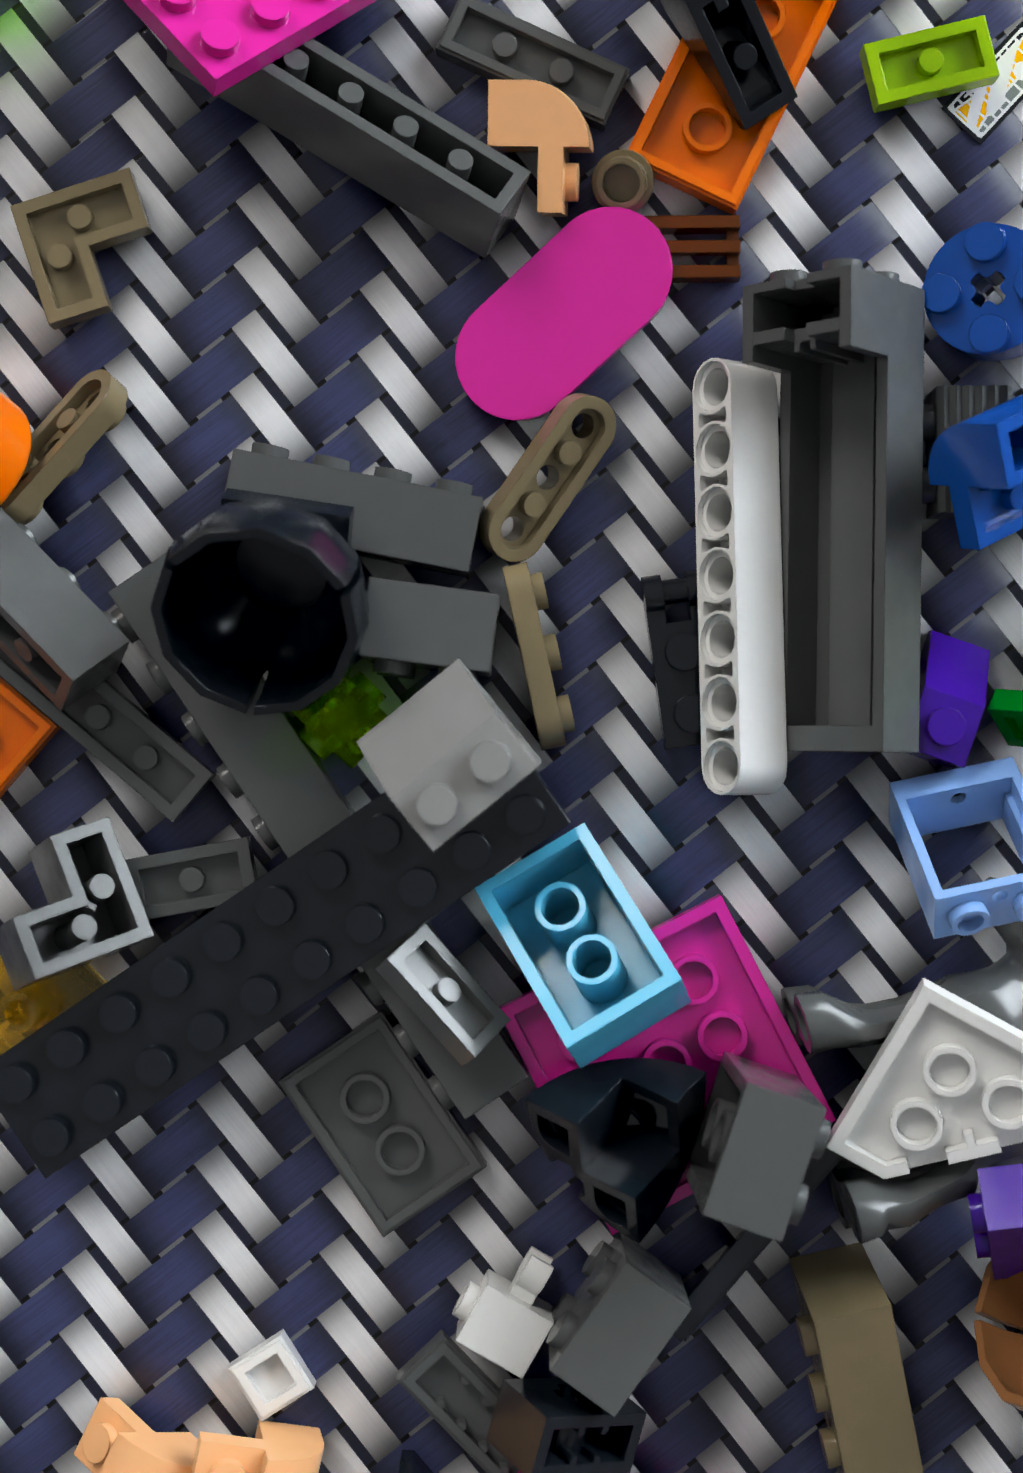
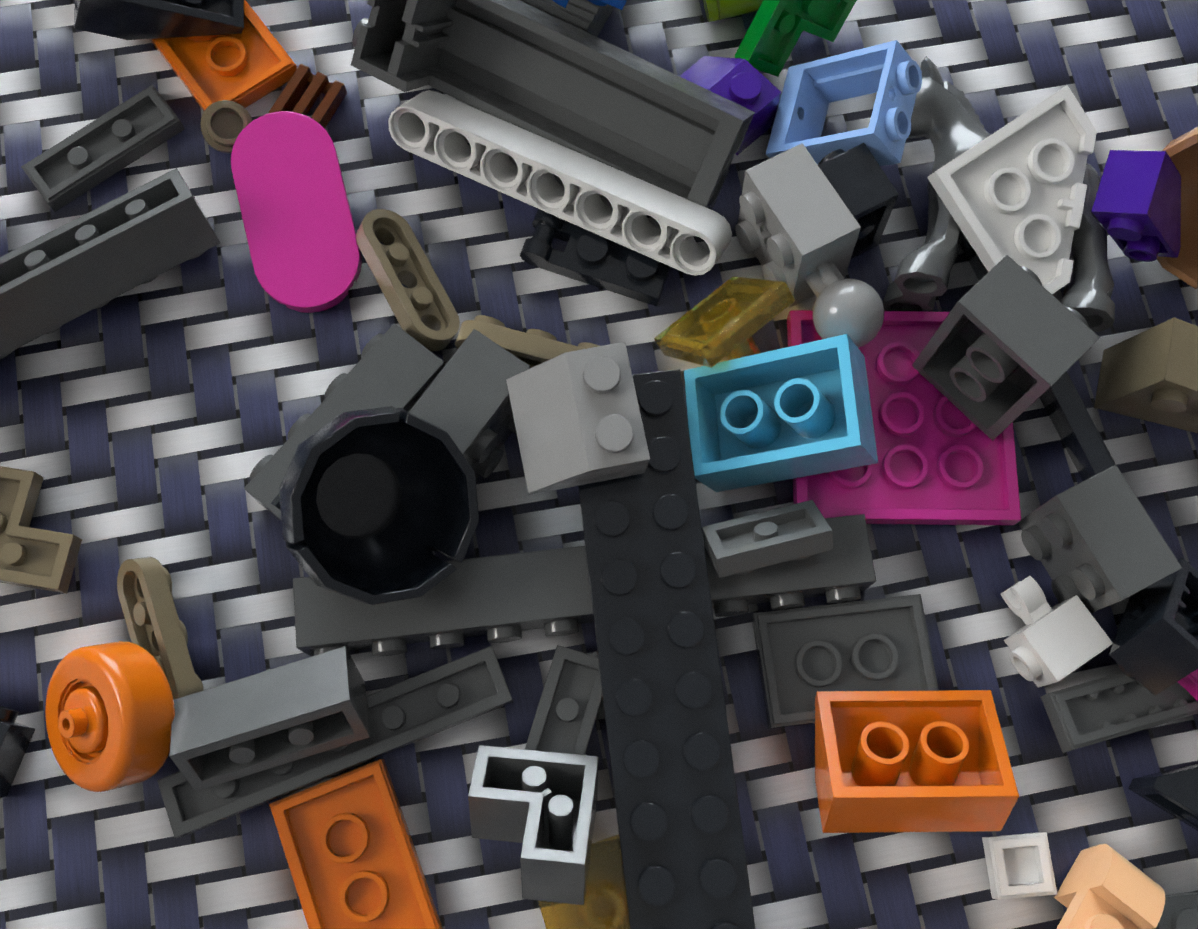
camera: 65 degrees left, 15 degrees down
(310, 1230) = (911, 762): none -> orange slope
(342, 719) = (506, 517): clear neon green brick -> none
(544, 121) = (154, 145): light nougat brick -> none
(624, 1134) = (945, 464): black brick -> none
(664, 838) = (725, 321): none -> clear yellow tile
(790, 881) = (807, 240): none -> light grey brick
(870, 902) = (863, 190): none -> black slope

